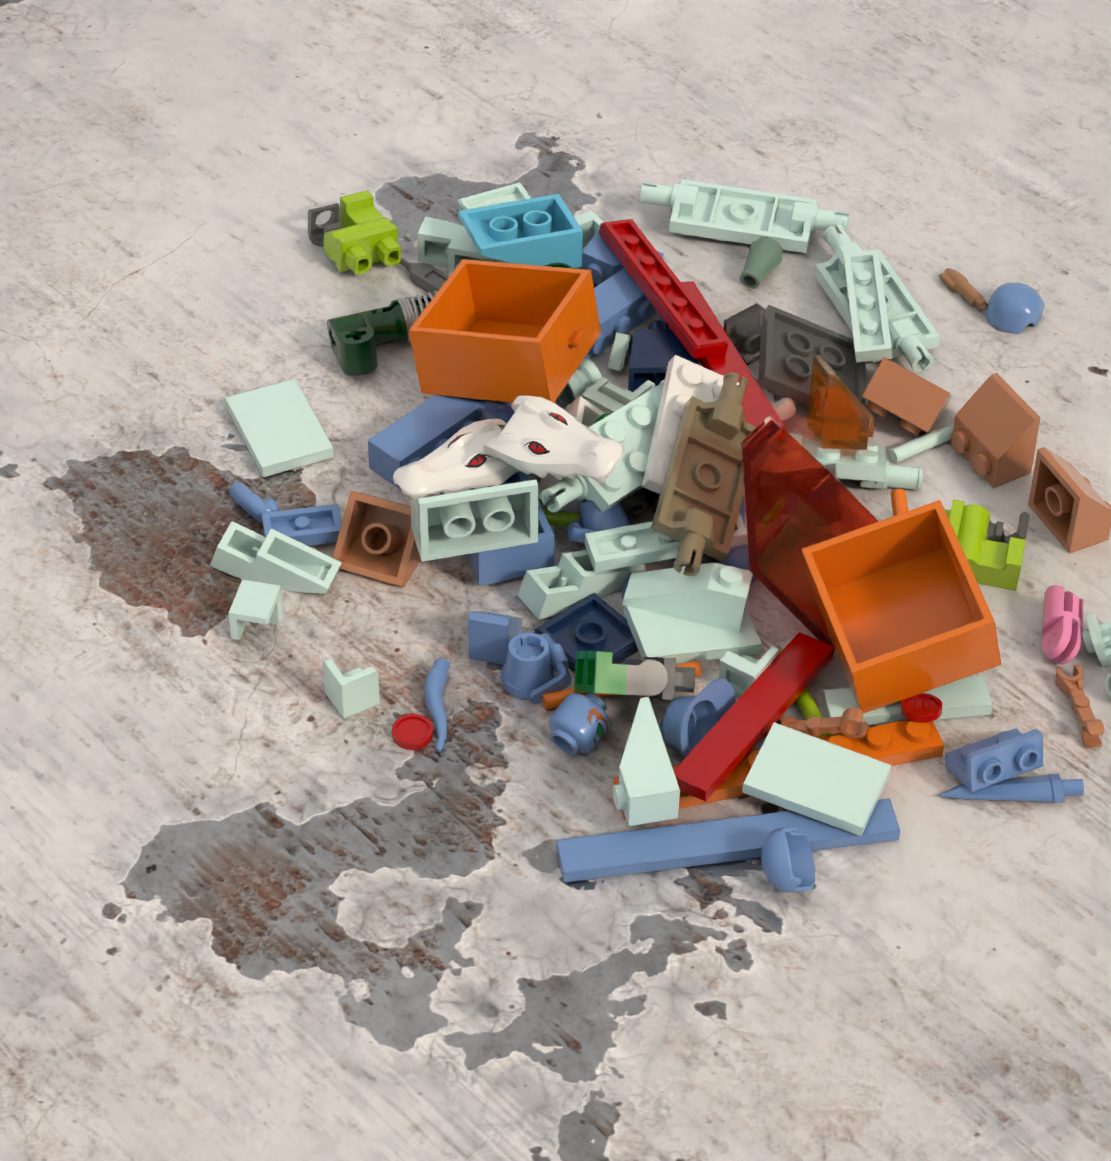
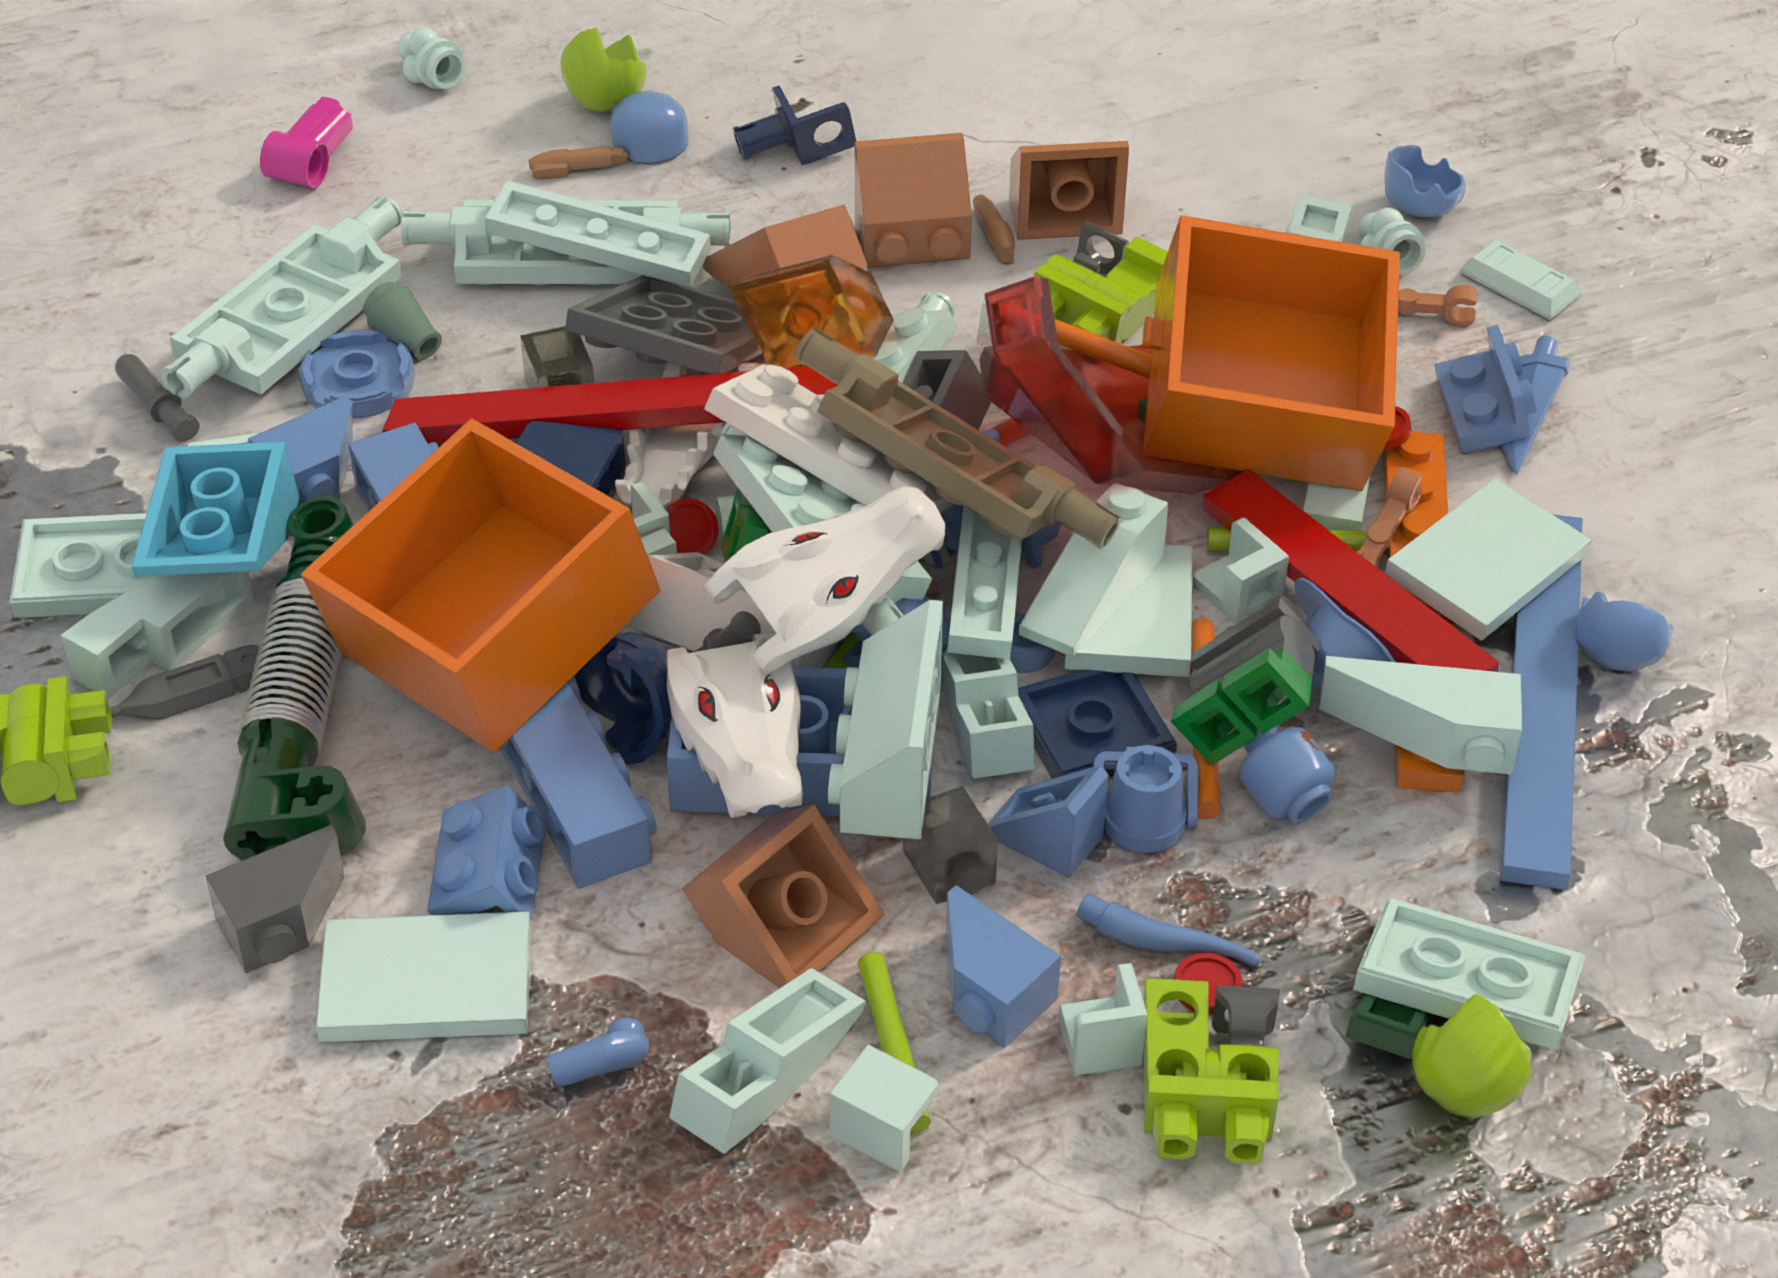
camera: 70 degrees left, 0 degrees up
(299, 355) = (277, 898): none -> dark grey slope
(306, 525) = (699, 997): medium blue plate -> none
(312, 611) = (887, 1016): none -> lime bar
(333, 733) = (1207, 1090): none -> lime hips
(354, 425) = (487, 855): none -> medium blue bracket
(369, 630) = (996, 970): none -> medium blue slope
(379, 844) = (1472, 1061): none -> lime hair
(407, 809) = (1386, 1025): none -> dark green tile
(452, 593) = (953, 846): none -> clear smoke brick
(461, 838) = (1444, 960): none -> light aqua tile
(658, 176) = (160, 402): none -> dark grey piece
(663, 289) = (442, 408): red tile -> none
(711, 262) = (359, 367): none -> medium blue tile
(884, 175) = (305, 150): none -> dark pink piece
(1011, 197) = (431, 59): none -> light aqua piece
(1015, 491) = (996, 229): none -> medium nougat piece
(1041, 266) = (601, 75): none -> lime hair
(1051, 366) = (795, 132): none -> dark blue bracket

